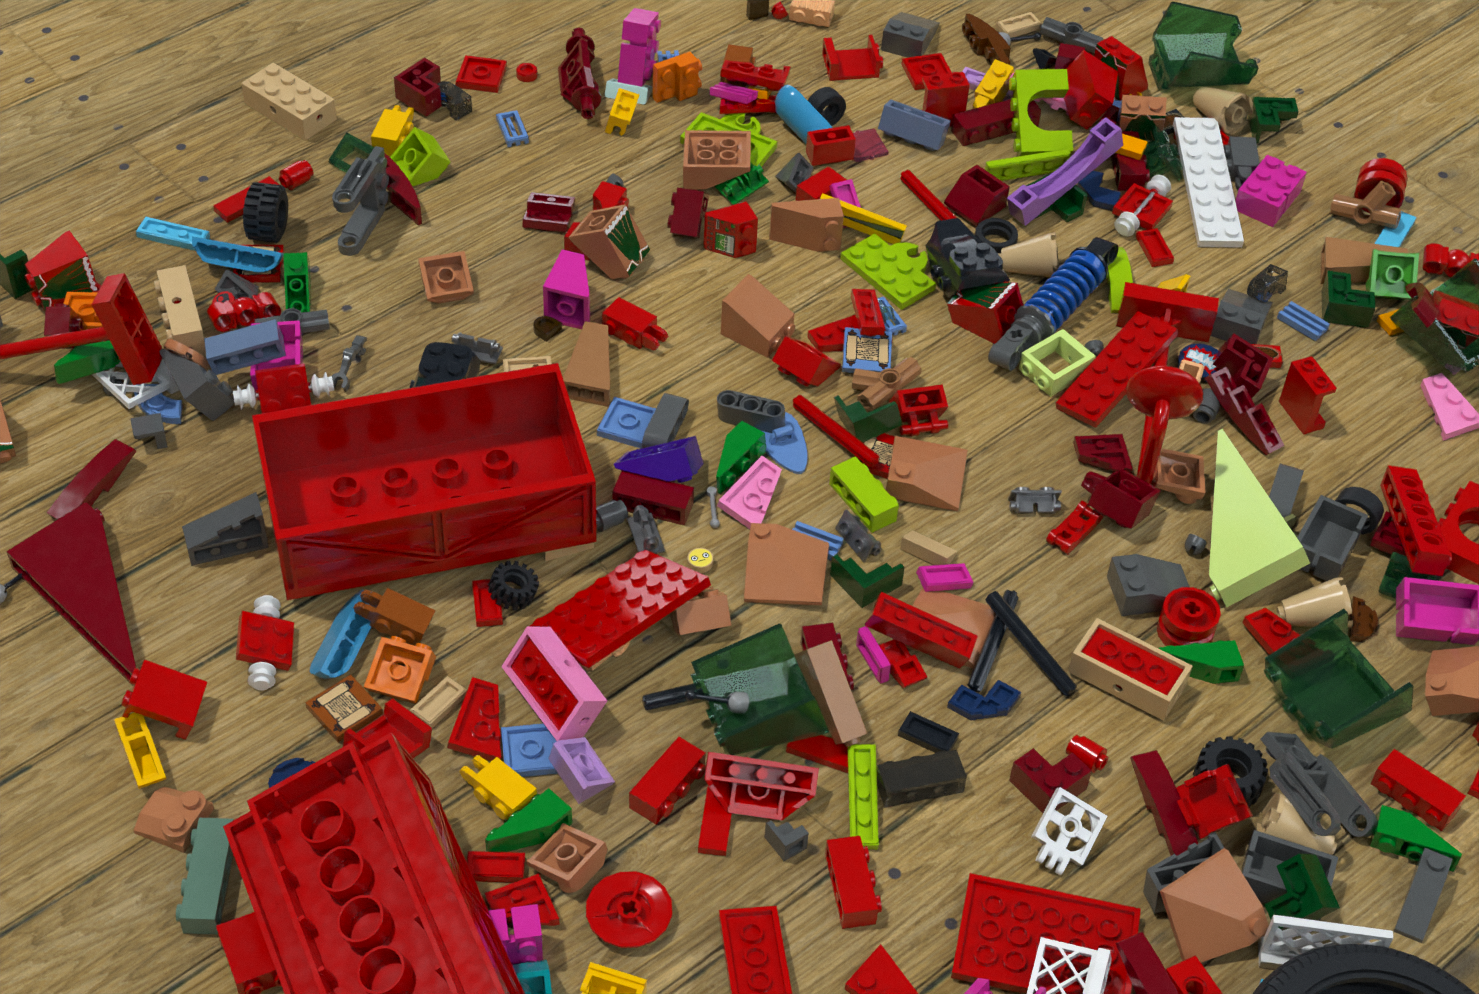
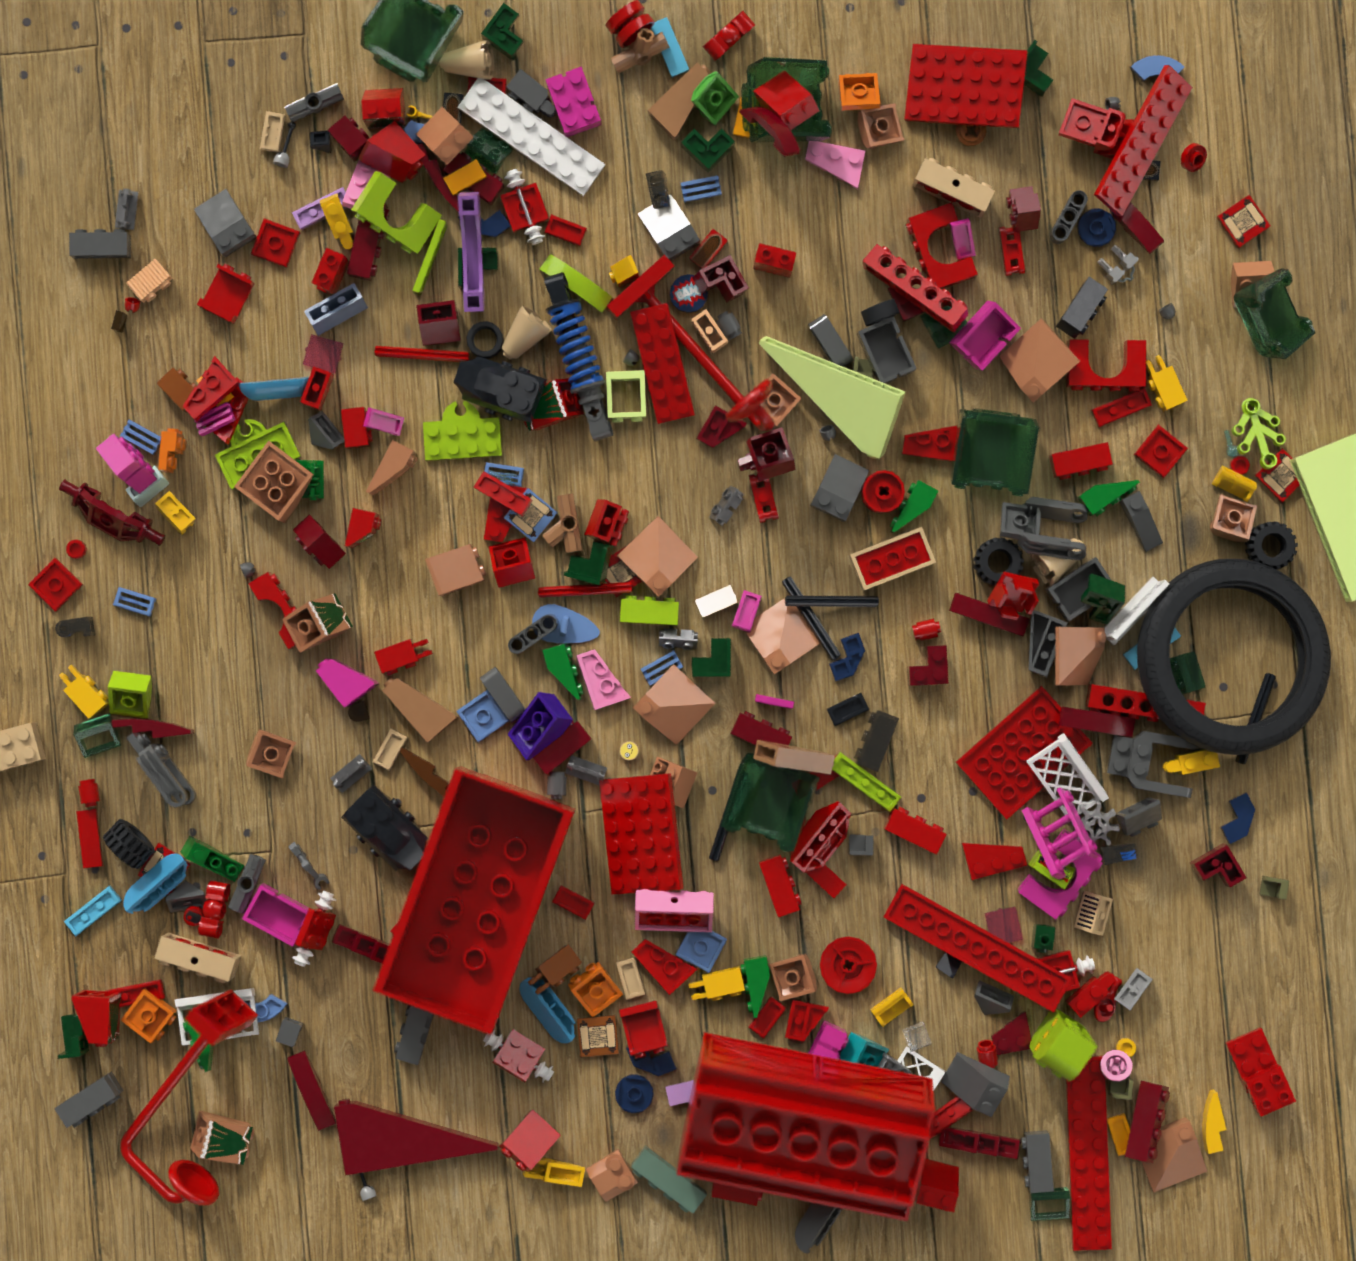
camera: 55 degrees left, 40 degrees up
(61, 320) = (168, 1046): dark red brick -> none
(186, 352) = (248, 978): nougat tile -> none
(199, 386) = (270, 982): dark grey slope -> none
(245, 347) = (269, 939): sand blue brick -> none
(419, 87) = (49, 650): dark red brick -> none
(509, 595) = (586, 875): black tyre -> none
(548, 212) = (244, 635): dark red slope -> none
(580, 768) = (739, 930): lavender slope -> none
(711, 492) = (577, 703): light grey hinge -> none
(735, 701) = (755, 810): hinge -> none
(833, 100) = (274, 361): black tyre -> none
(870, 222) = (408, 426): yellow tile -> none
(904, 667) = (789, 686): red slope -> none
(921, 630) = (786, 666): red panel -> none
(985, 40) = (275, 174): reddish brown slope -> none
(1057, 849) = (978, 700): white piece -> none
(1249, 418) = (754, 309): dark red slope -> none
(1316, 604) = (928, 404): tan cone -> none
(1363, 620) = (950, 378): reddish brown tile -> none

